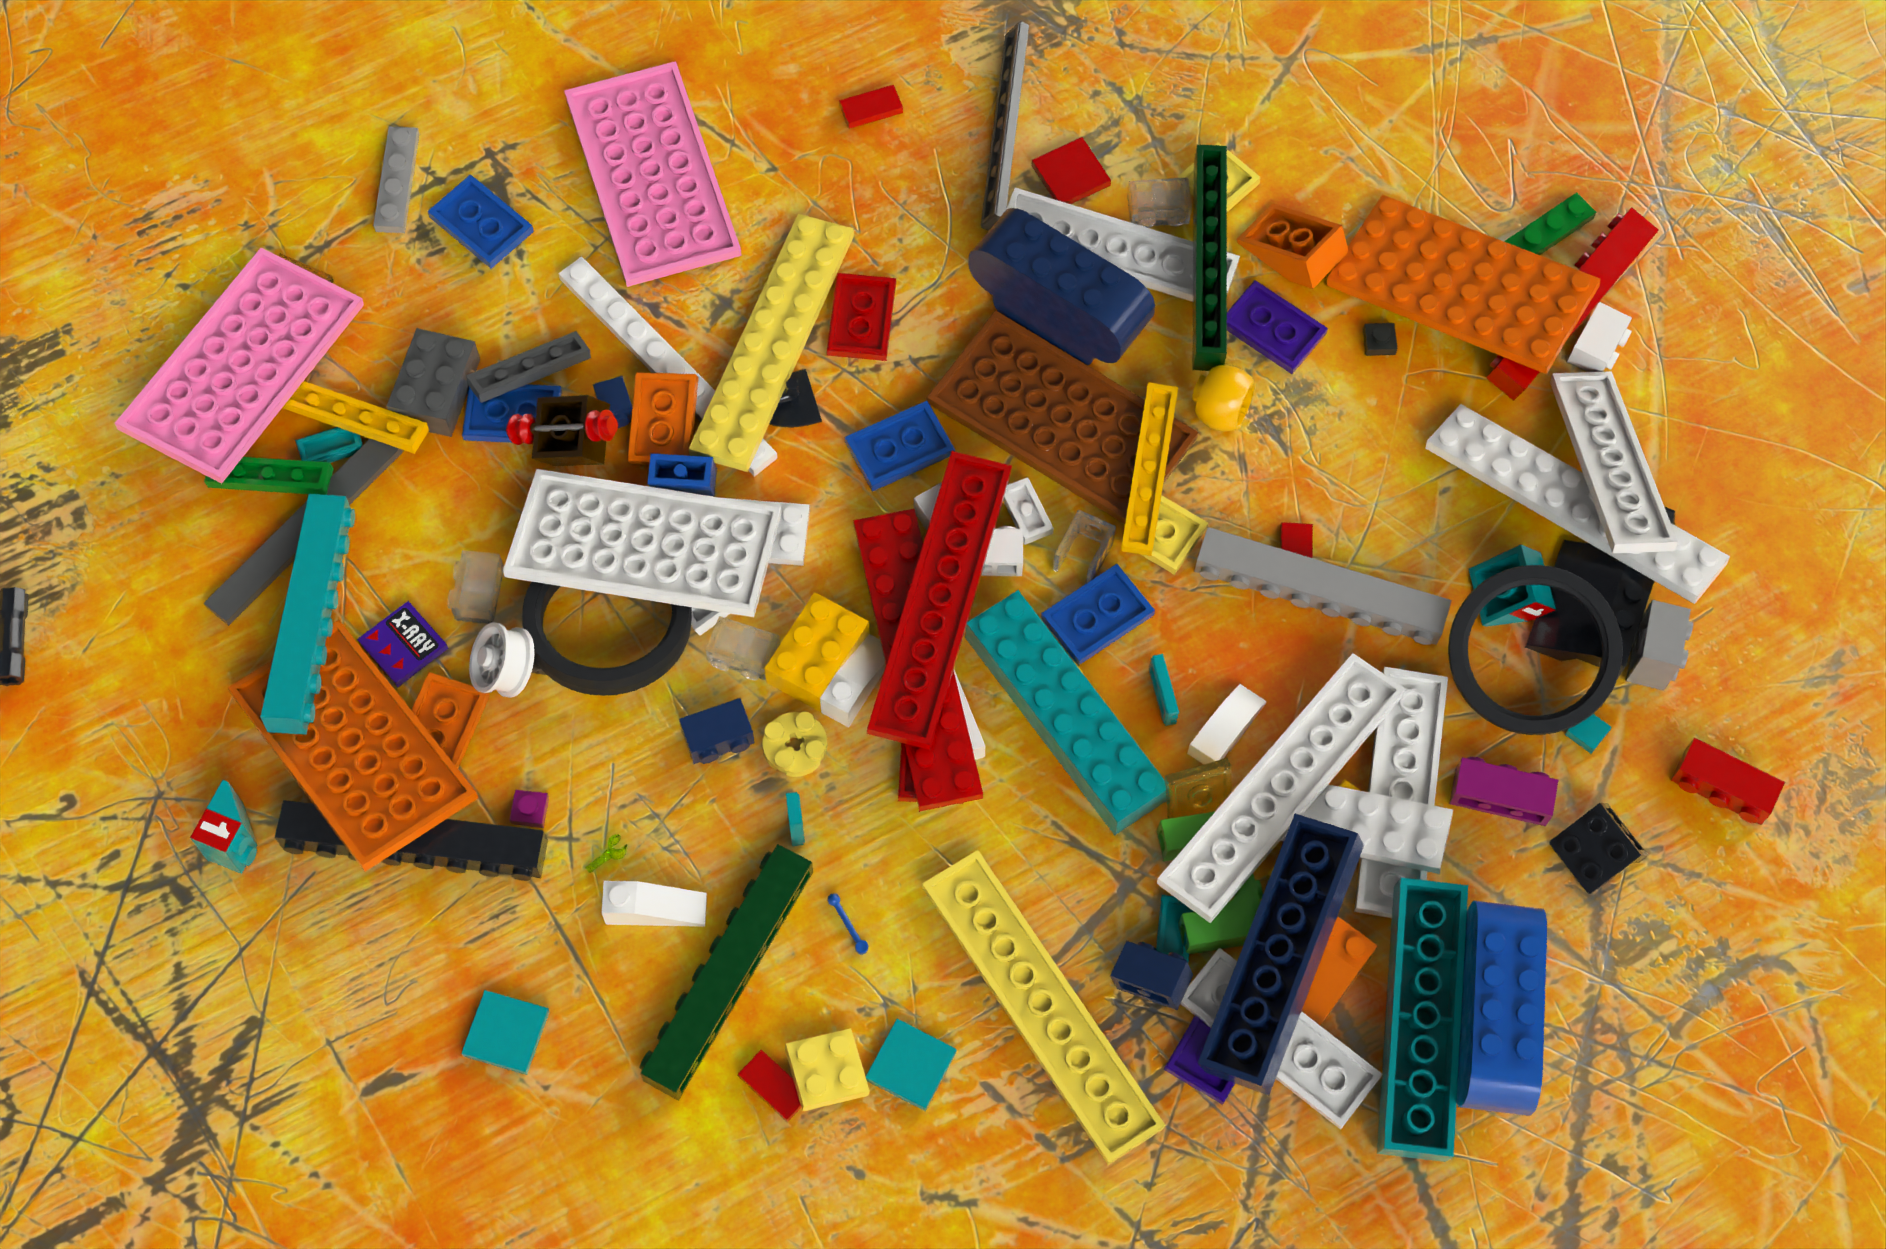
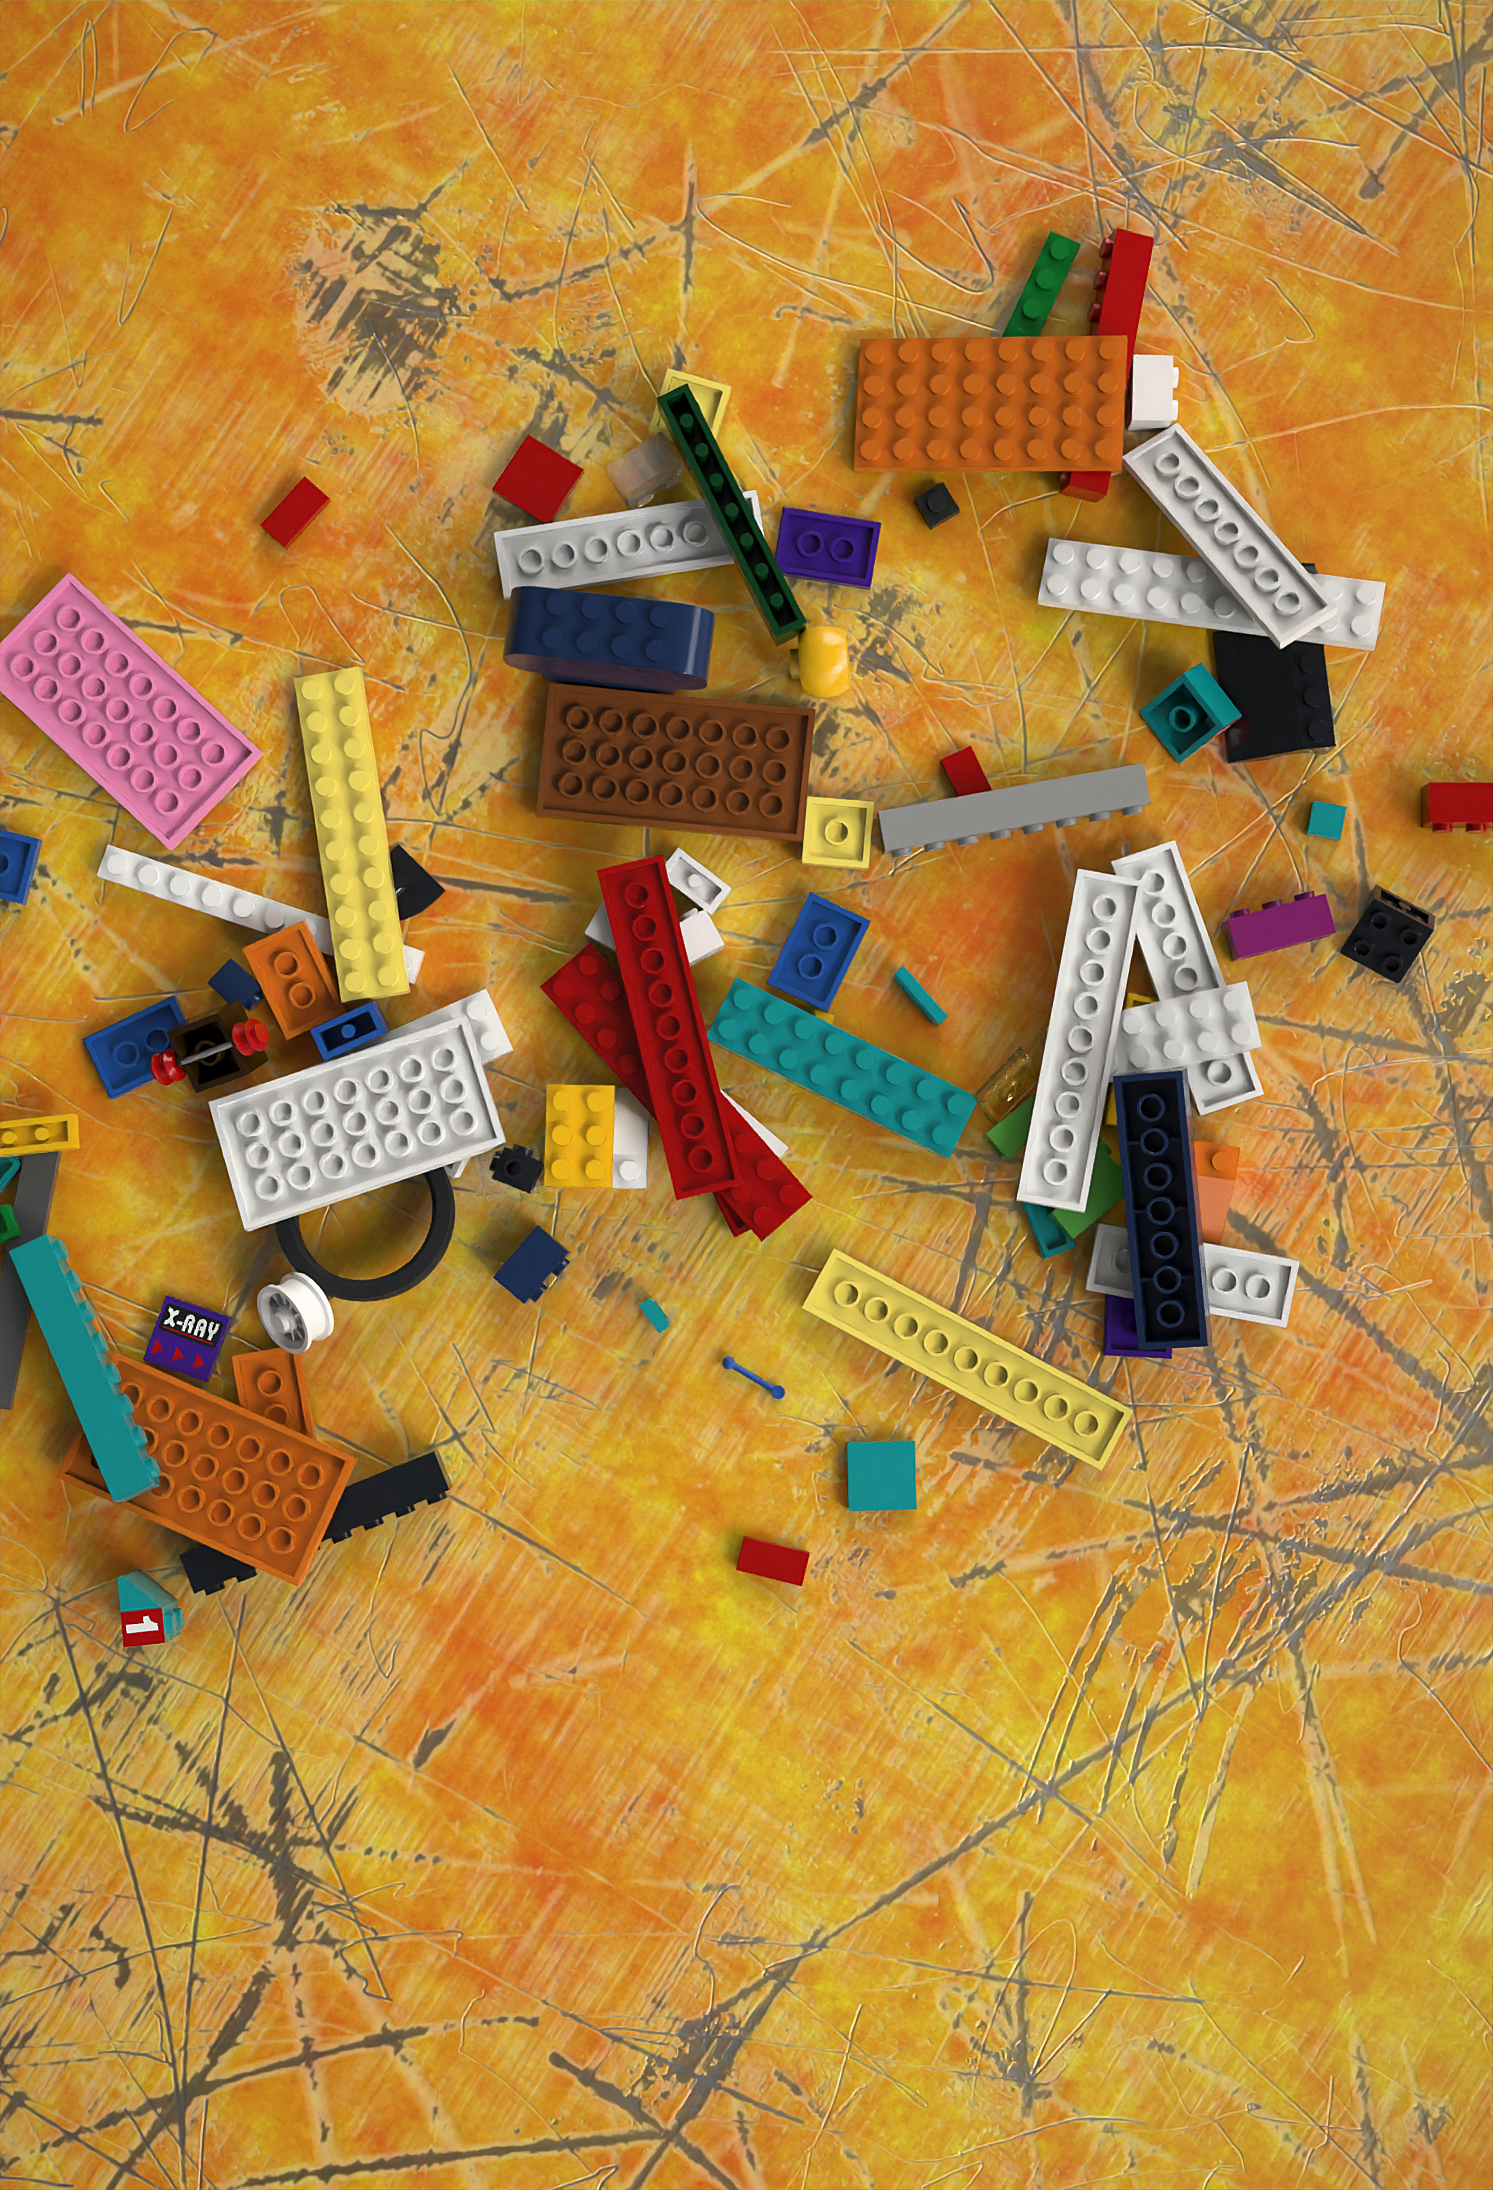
camera: 25 degrees left, 20 degrees up
(434, 380) = (49, 1061): dark grey brick -> none
(476, 587) = (222, 1247): clear brick -> none
(505, 1032) = (509, 1645): teal tile -> none
(528, 366) = (131, 995): dark grey plate -> none
(529, 808) = (403, 1430): magenta plate -> none
(608, 854) = (500, 1436): clear neon green hand -> none
(652, 905) = (572, 1460): white slope -> none
(726, 973) = (673, 1484): dark green brick -> none
(750, 641) = (516, 1168): none -> black brick
(798, 726) = (589, 1234): light yellow plate -> none
(826, 1069) = (811, 1523): light yellow plate -> none
(861, 317) = (420, 757): red tile -> none
(899, 445) = (537, 879): blue plate -> none
(1005, 125) = (444, 463): dark grey tile -> none
(1080, 525) = (771, 867): clear piece -> none
(1149, 469) = (791, 778): yellow plate -> none
(1152, 974) = (1052, 1281): dark blue brick -> none
(1226, 725) = (996, 1000): white slope -> none
(1295, 244) = (802, 445): orange slope -> none
(1423, 1020) = (1312, 1194): teal brick -> none
(1502, 1008) = (1380, 1159): blue brick -> none
(1536, 575) = (1295, 832): black tyre -> none
(1660, 645) = (1358, 704): light grey brick -> none

